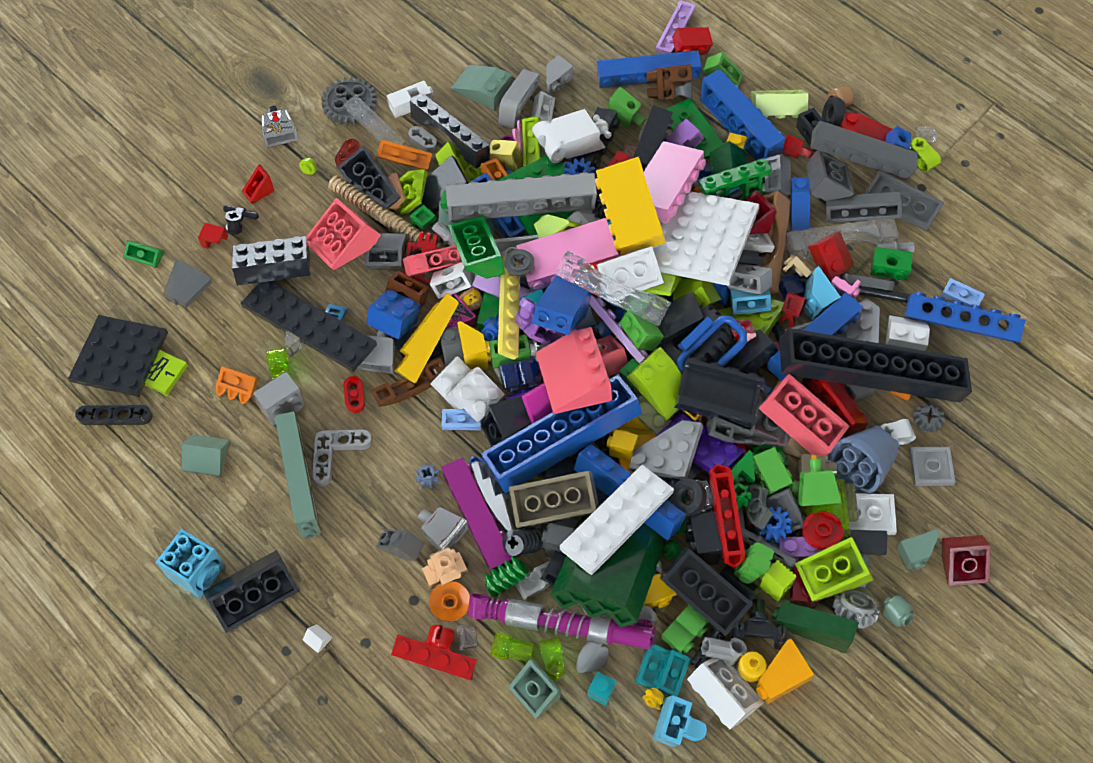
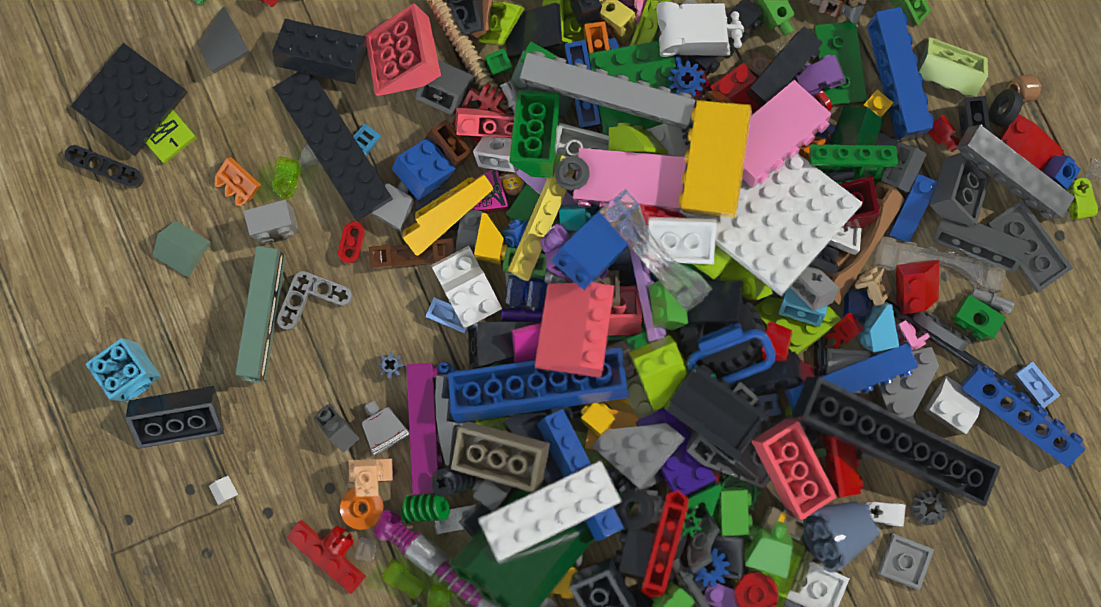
camera: 20 degrees right, 20 degrees up
(671, 549) = (601, 546): green plate -> none

